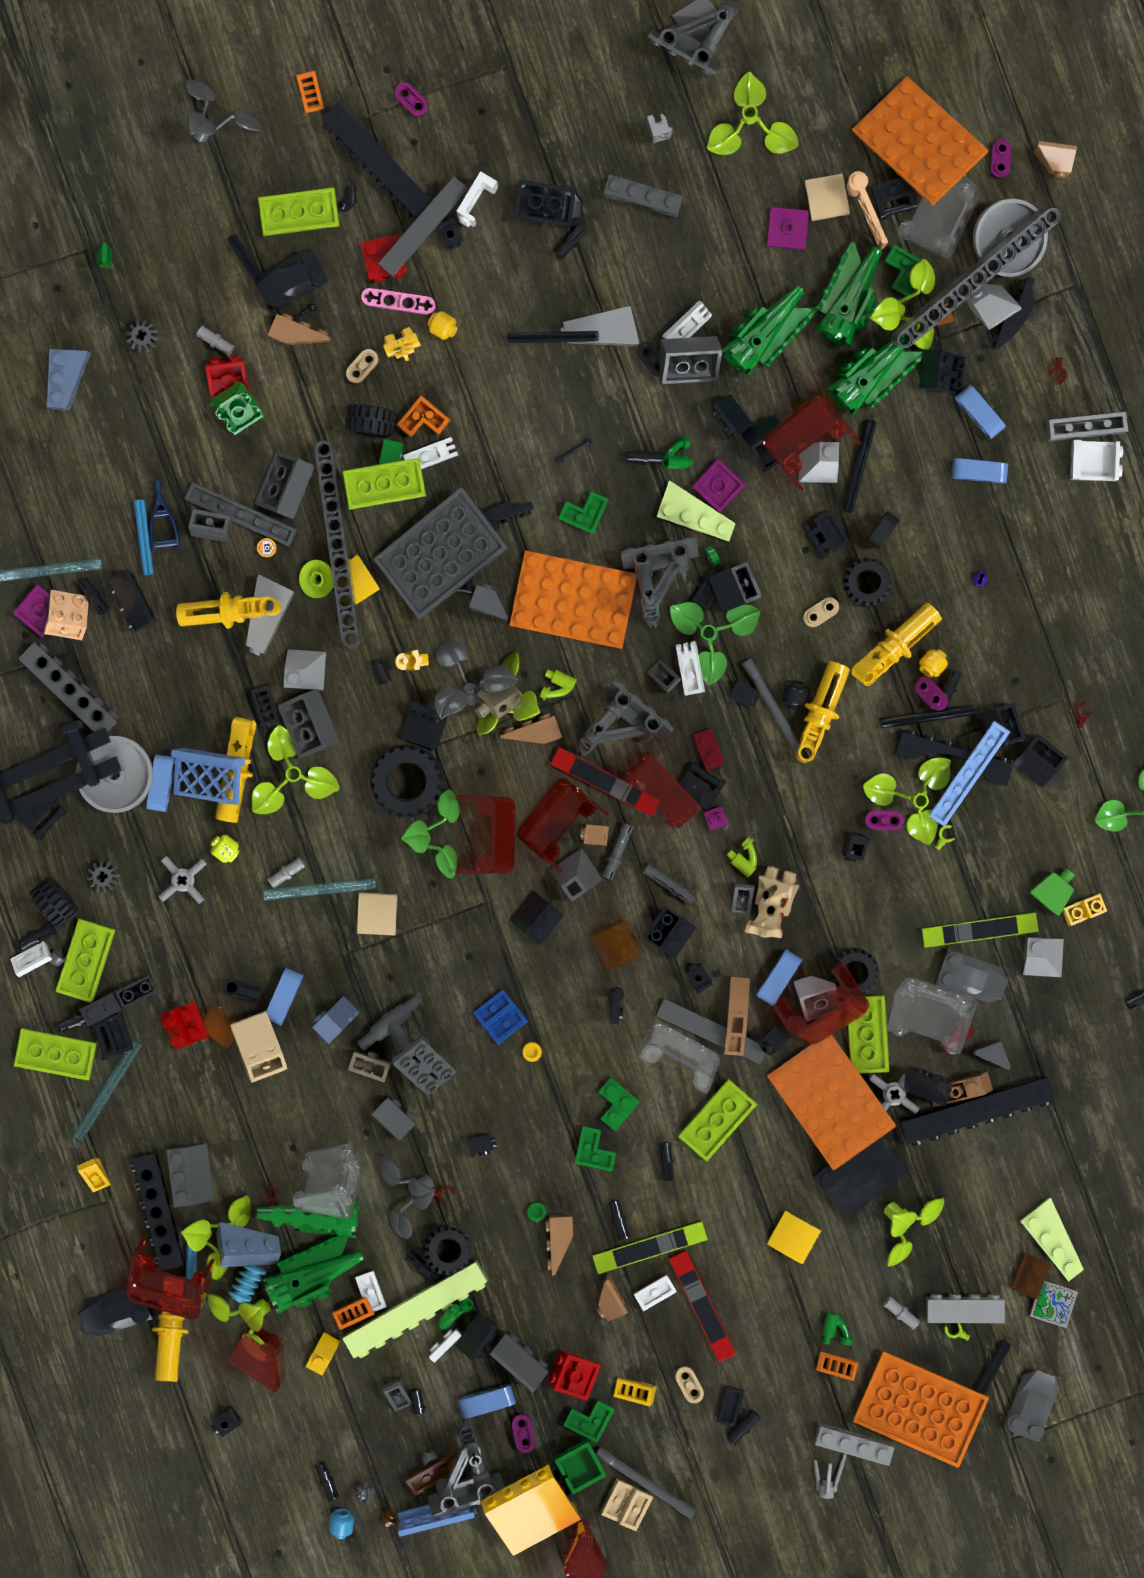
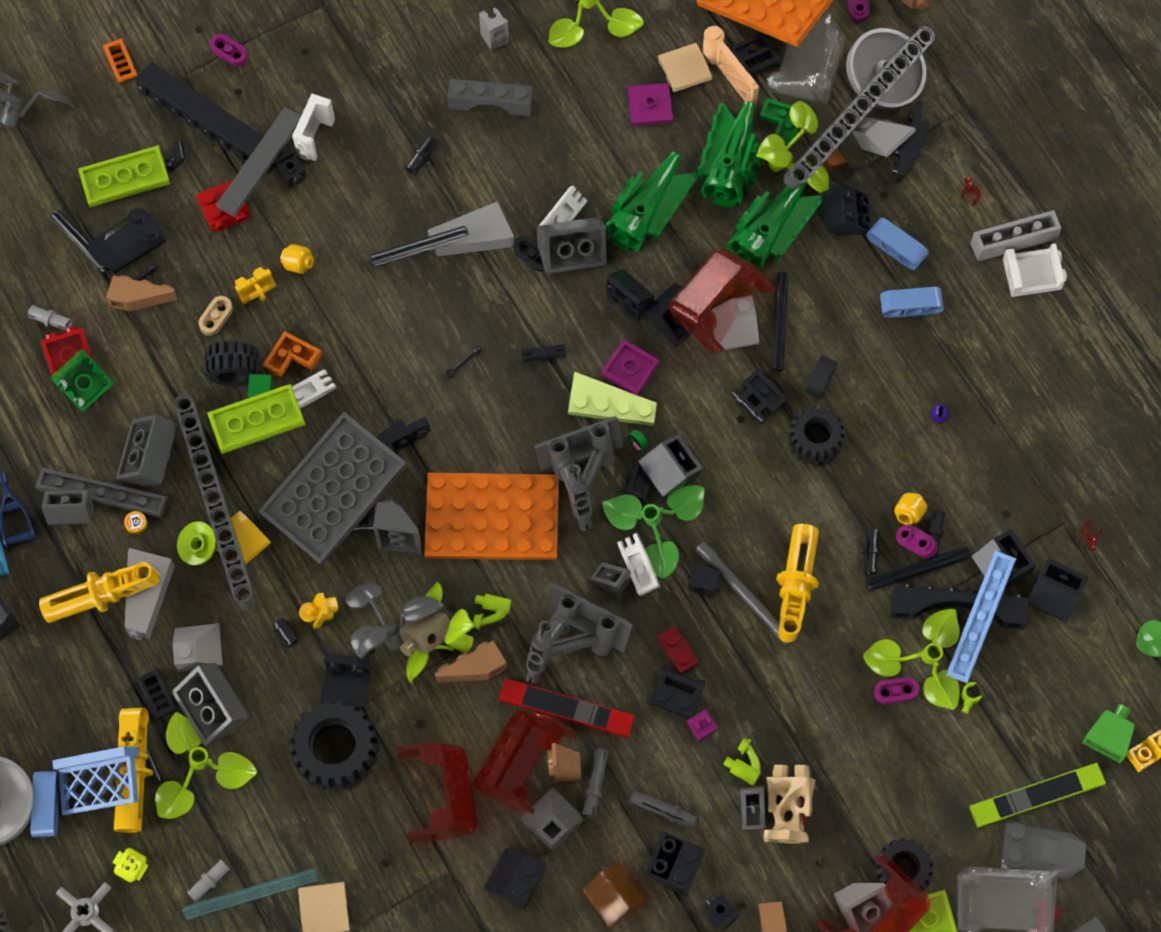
camera: 10 degrees left, 20 degrees down
(398, 303) = (245, 249): bright pink beam -> none
(418, 837) = (354, 795): bright green plant -> none
(547, 204) = (389, 121): black slope -> none
(586, 518) = (487, 427): green plate -> none
(663, 790) = (637, 695): clear red windscreen -> none
(671, 461) = (579, 350): green plant -> none
(779, 977) = (815, 893): medium blue beam -> none
(795, 694) = (763, 570): black head -> none
(821, 612) = (773, 479): tan plate -> none
(860, 846) = (874, 720): black brick -> none
(891, 694) = (871, 551): none -> black pin
(896, 644) = (864, 493): yellow piece -> none
(1043, 956) = (1118, 811): light grey slope -> none

